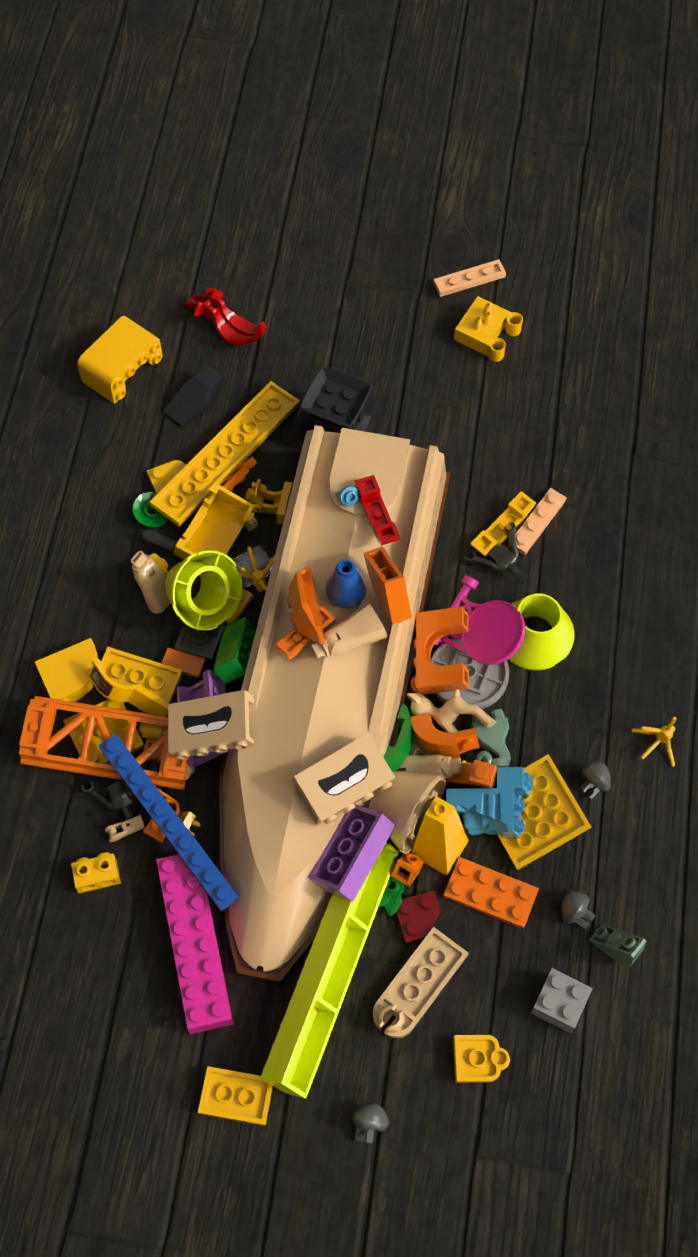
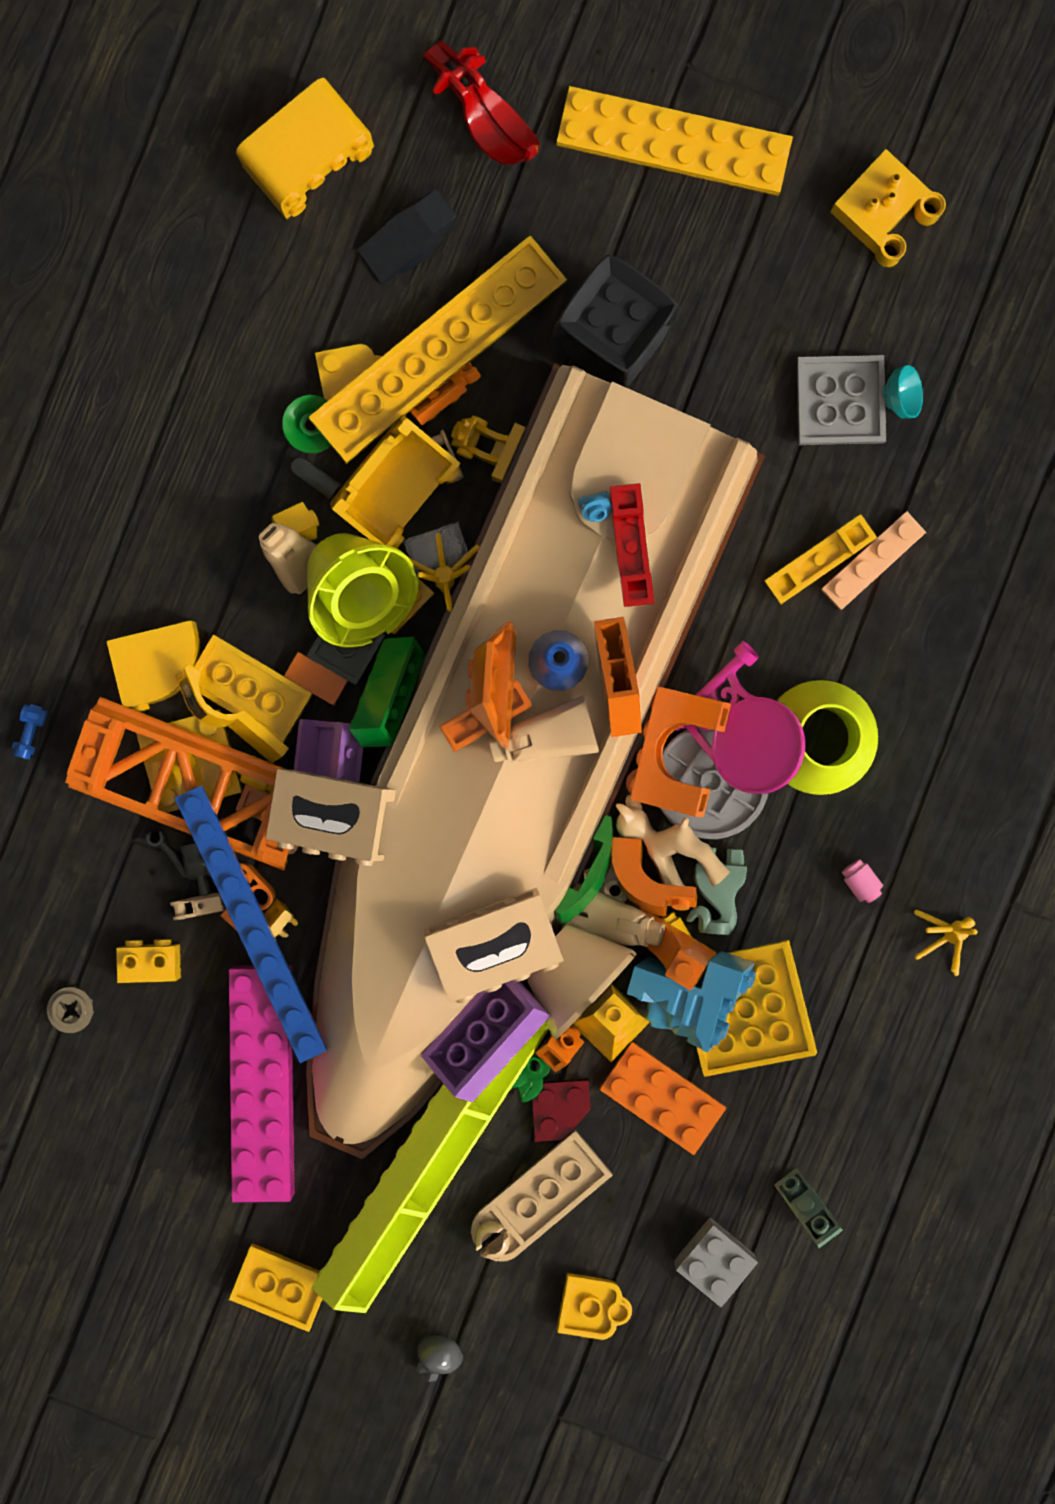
camera: 15 degrees right, 25 degrees up
(39, 911) = (56, 1010): none -> dark tan gear
(348, 319) = (674, 141): none -> yellow plate
(469, 278) = (883, 104): light nougat plate -> none
(490, 434) = (841, 400): none -> light grey plate
(501, 555) = (805, 611): pearl dark grey piece -> none
(527, 421) = (904, 392): none -> teal piece
(575, 909) = (767, 1147): dark grey piece -> none
(589, 715) = (862, 881): none -> bright pink brick
(596, 777) = (846, 976): dark grey piece -> none

